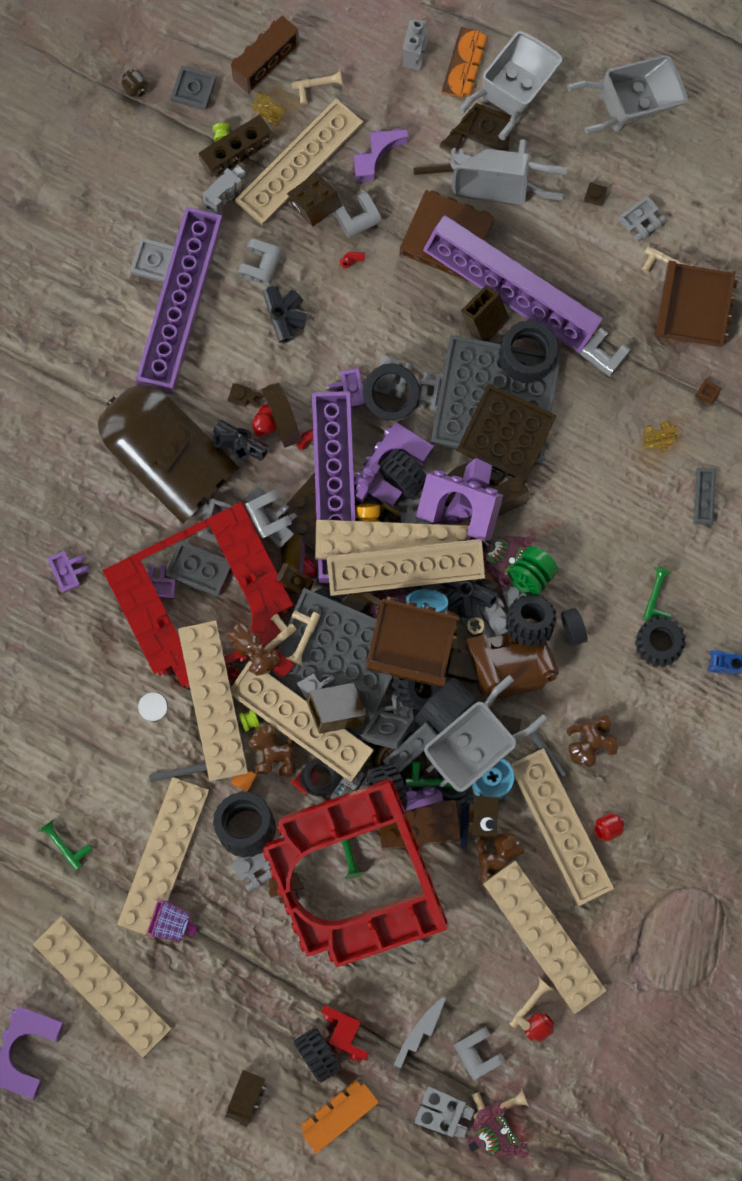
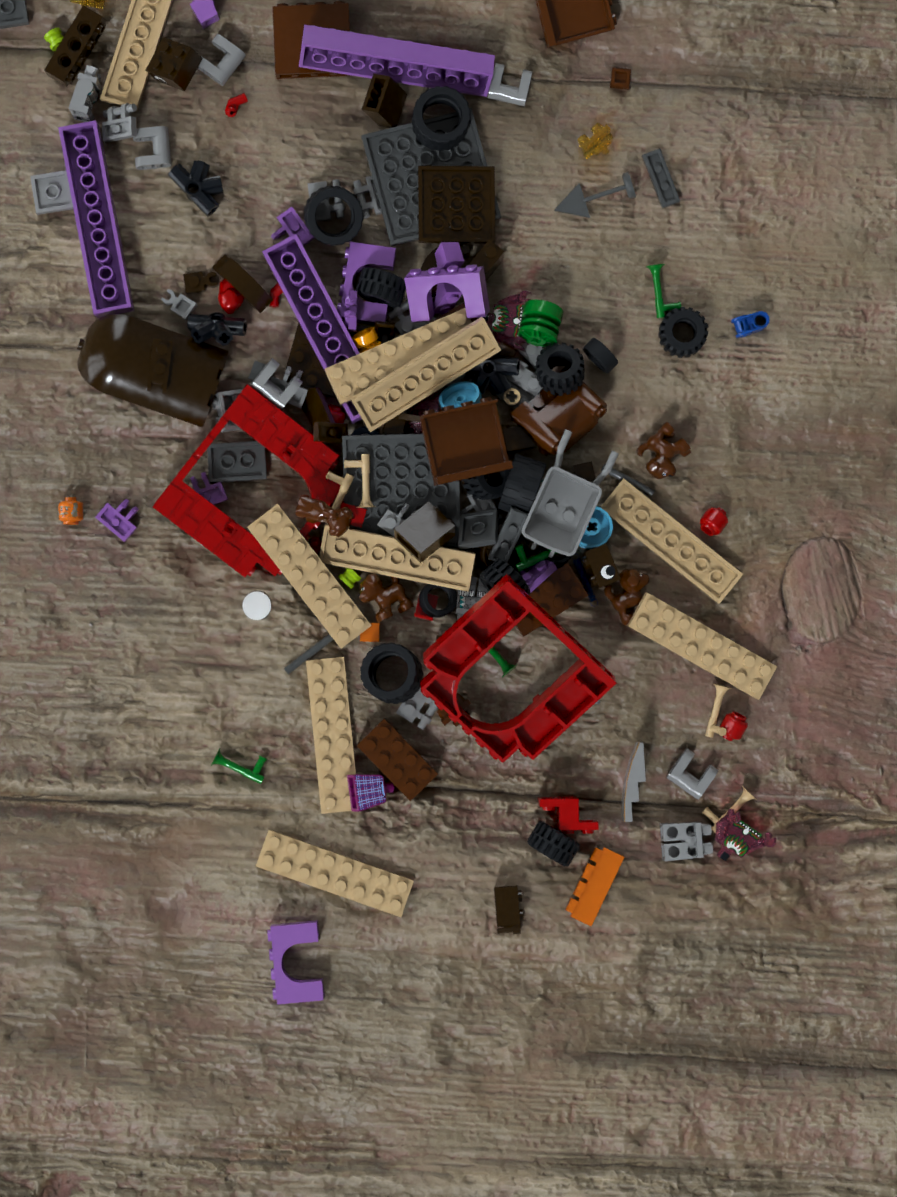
camera: 30 degrees left, 10 degrees up
(28, 543) = (70, 511): none -> orange head
(211, 907) = (397, 759): none -> reddish brown brick
(217, 408) = (181, 306): none -> light grey plate
(239, 232) = (121, 128): none -> light grey plate
(616, 483) = (576, 203): none -> dark grey piece

